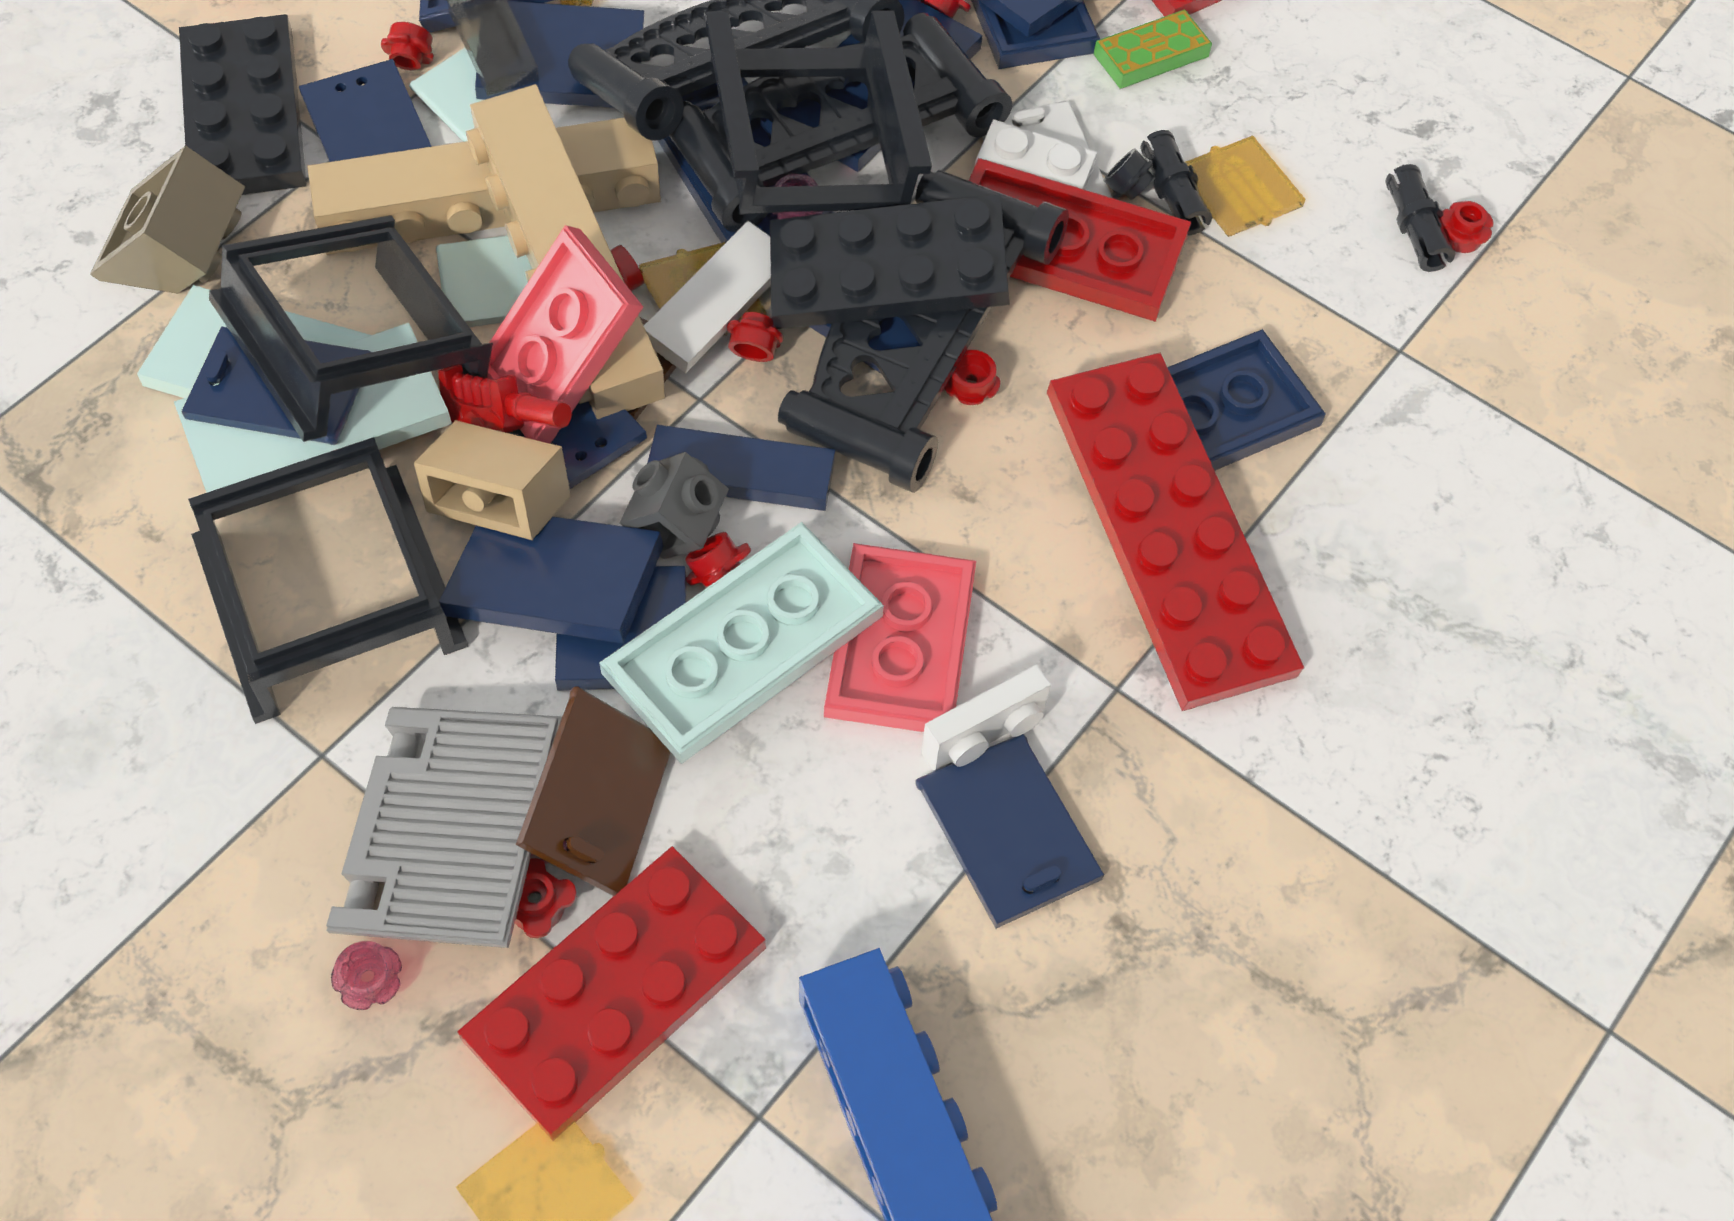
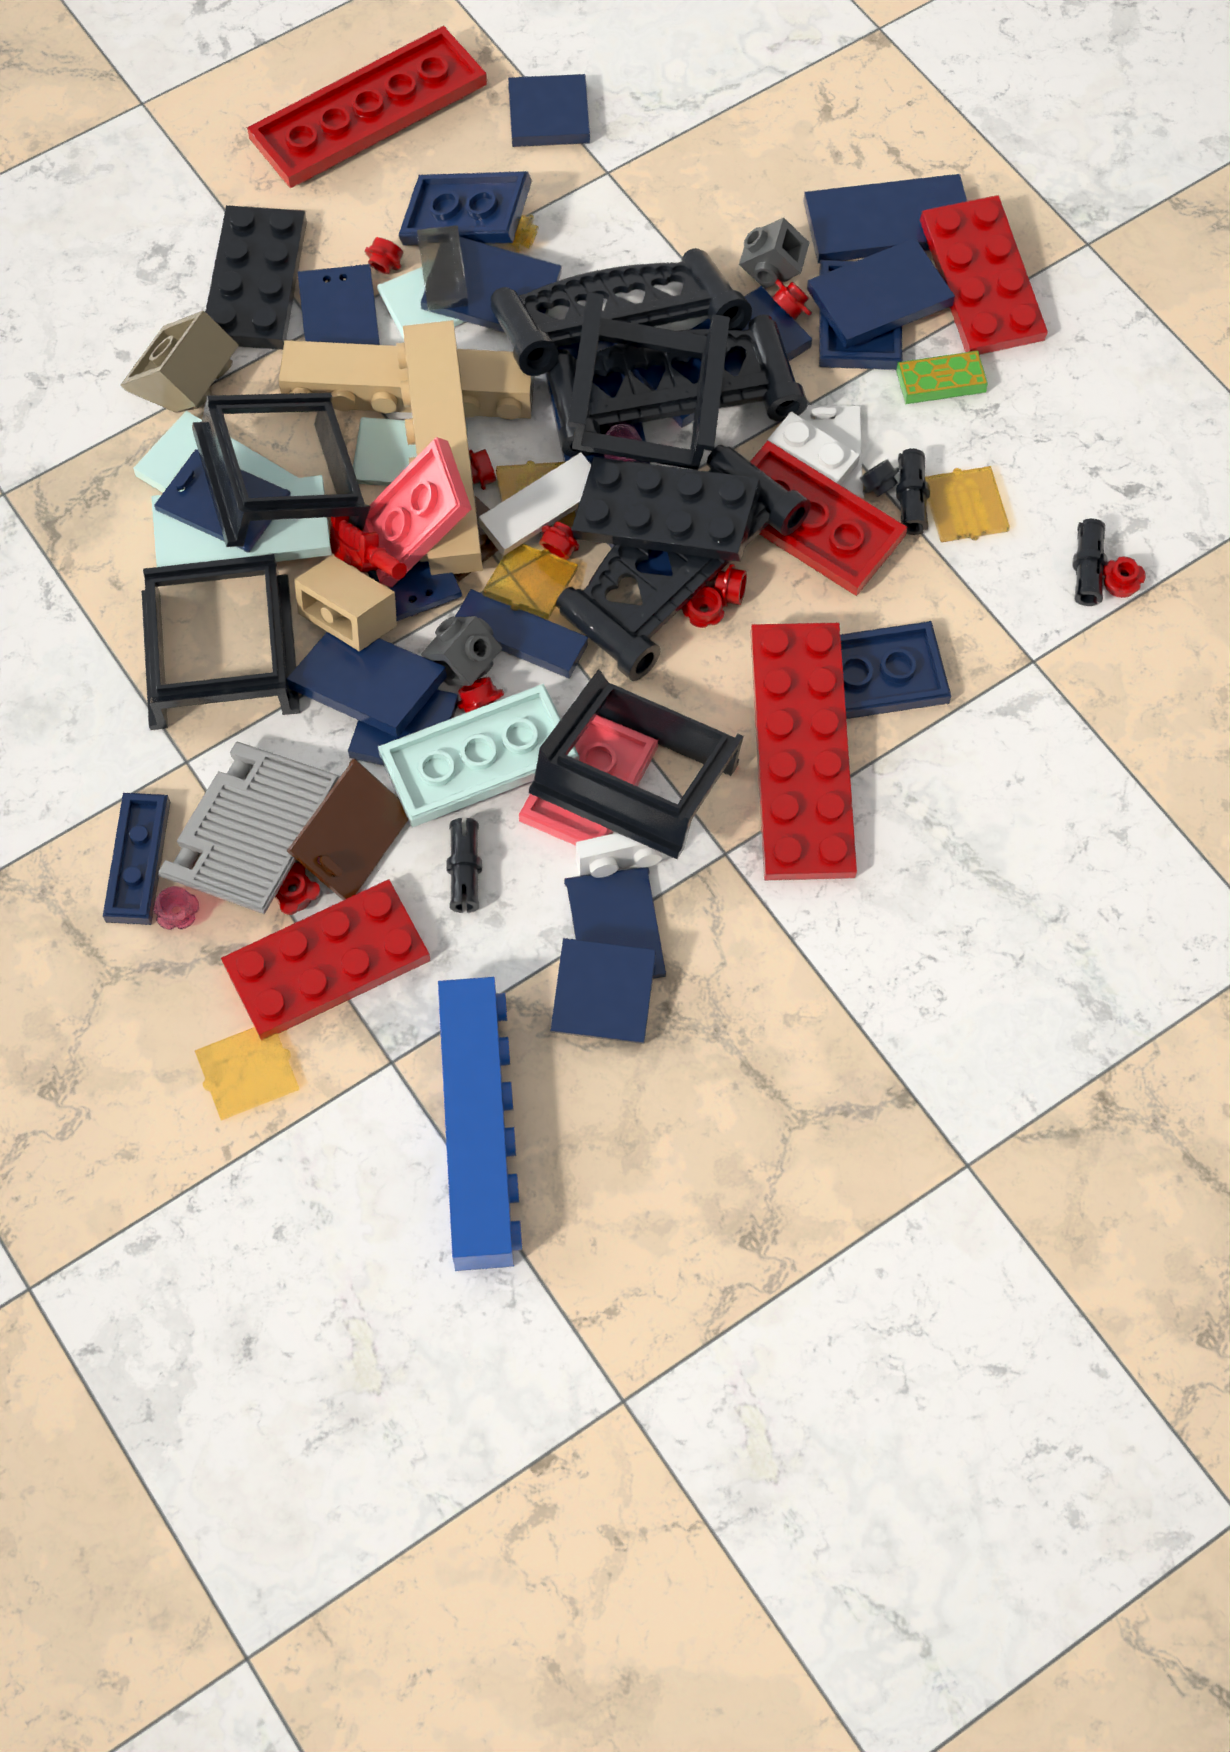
camera: 20 degrees right, 5 degrees up
(285, 917) = (136, 858): none -> dark blue tile
(732, 397) = (530, 580): none -> clear yellow piece
(772, 799) = (464, 865): none -> black pin
(961, 650) = (619, 803): none -> black piece
(997, 341) = (731, 585): none -> red plate
(1032, 924) = (603, 991): none -> dark blue tile

